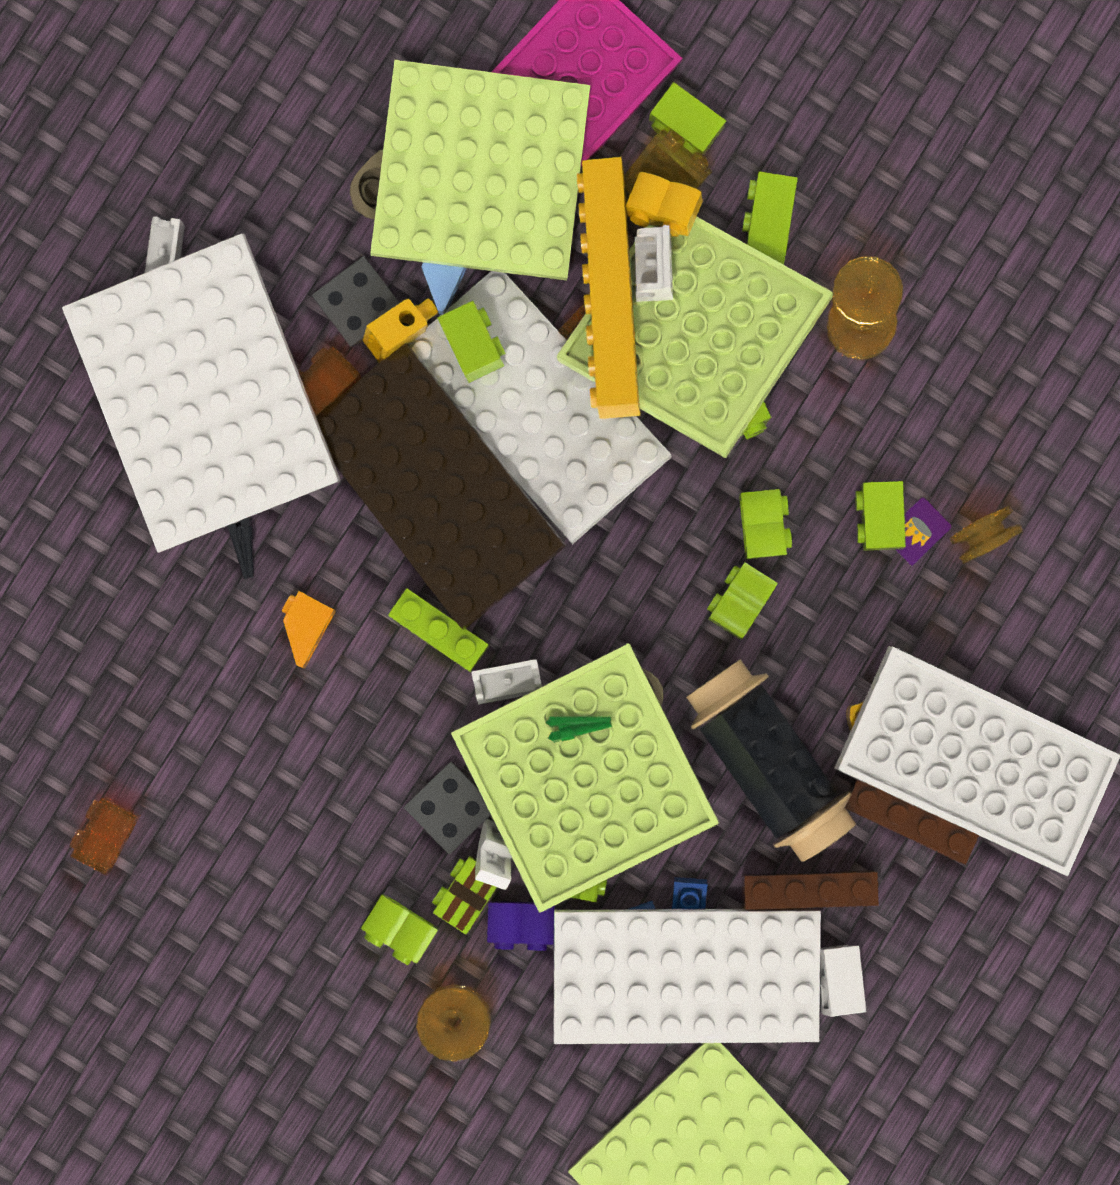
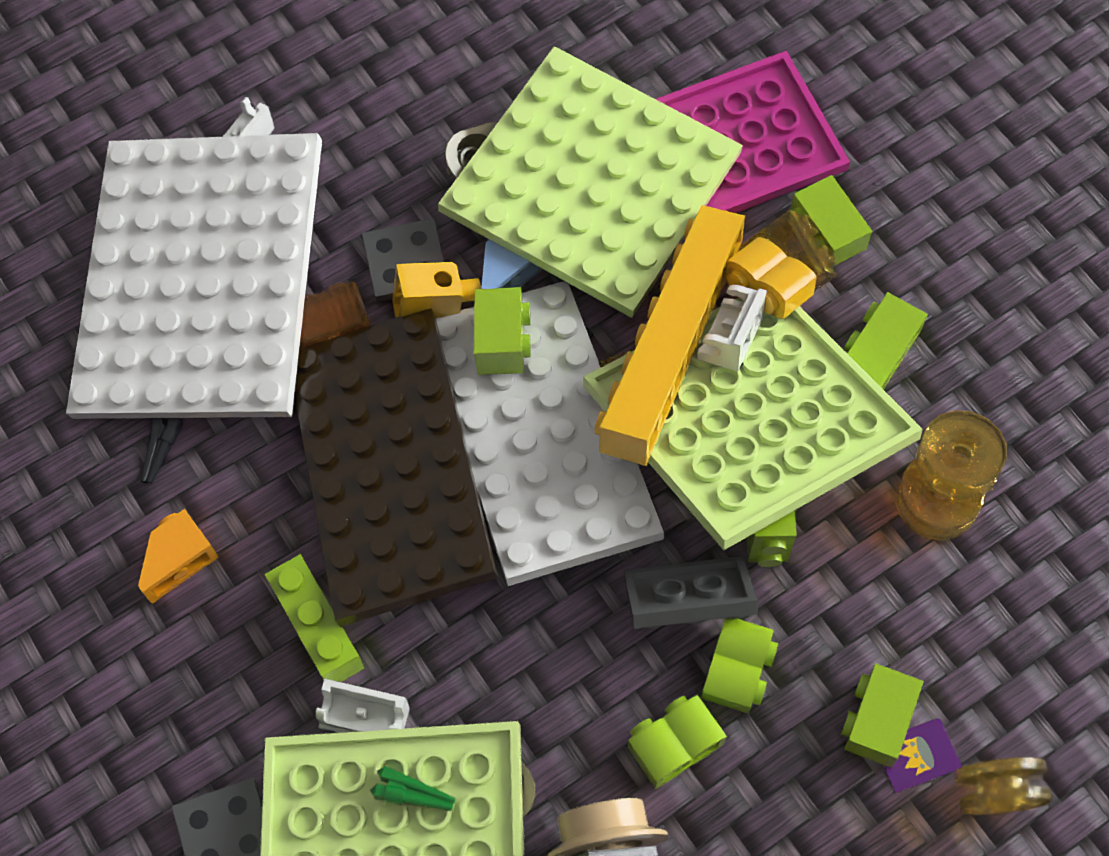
camera: 30 degrees right, 20 degrees down
(705, 488) = (690, 592): none -> dark grey plate

